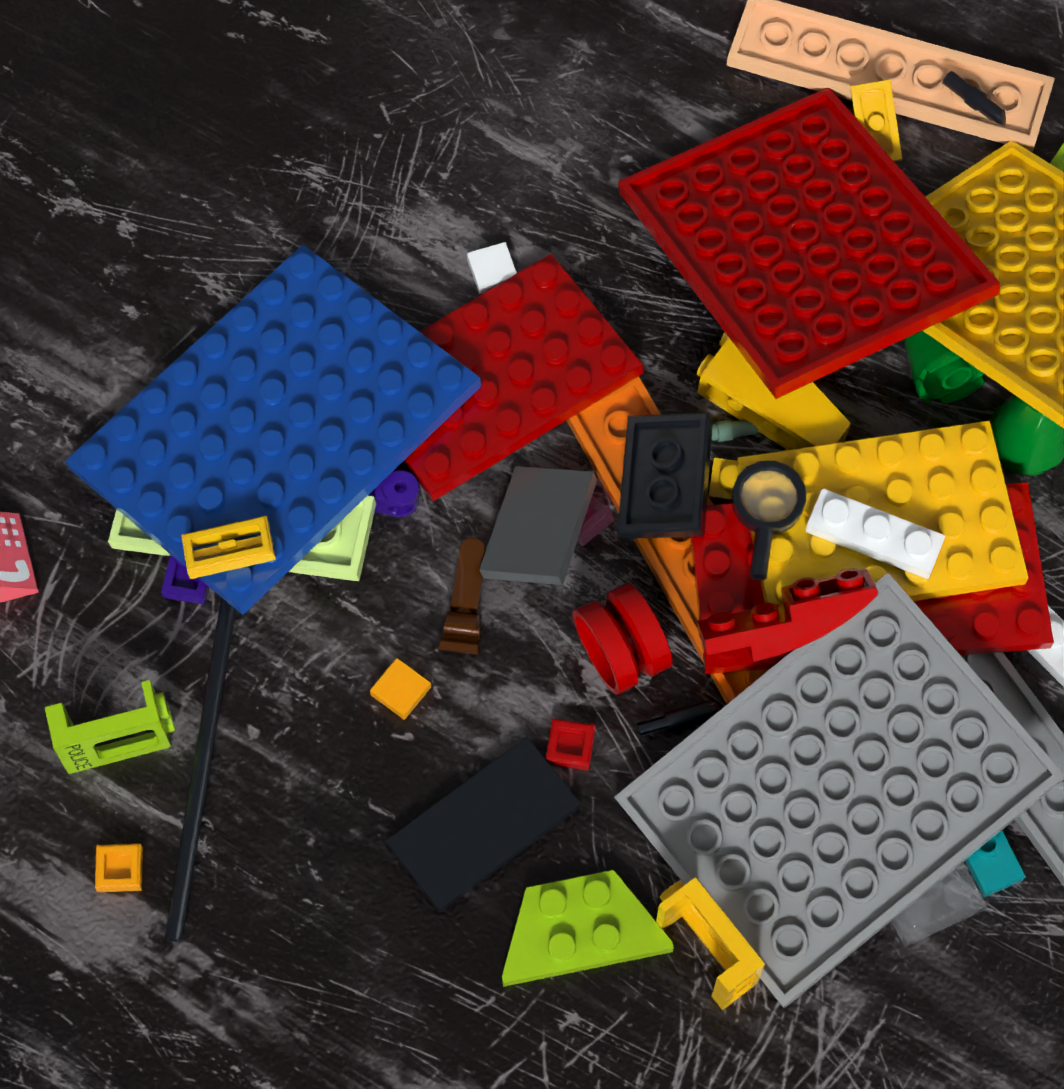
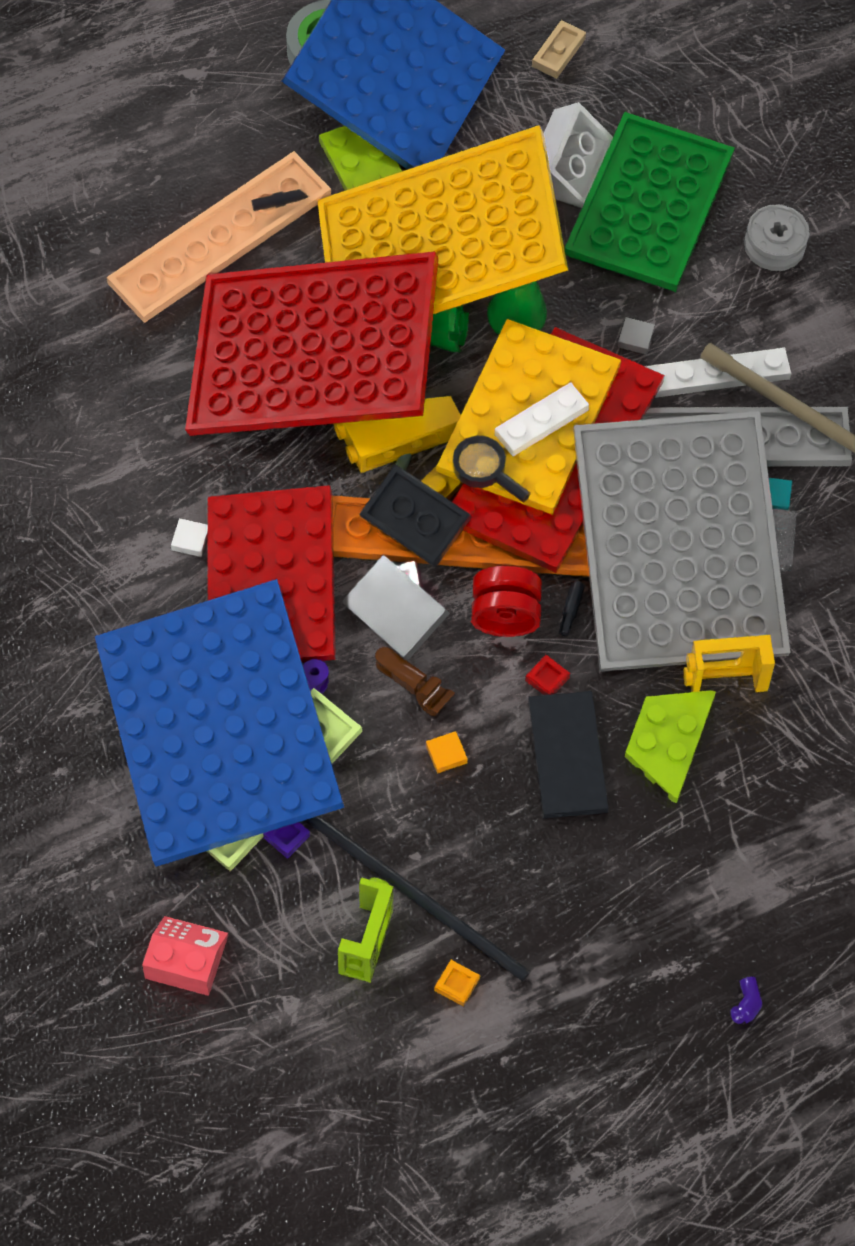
camera: 60 degrees left, 5 degrees down
(231, 553) = (289, 809): yellow tile -> none
(807, 613) = (569, 490): red slope -> none
(876, 112) = (245, 256): yellow plate -> none

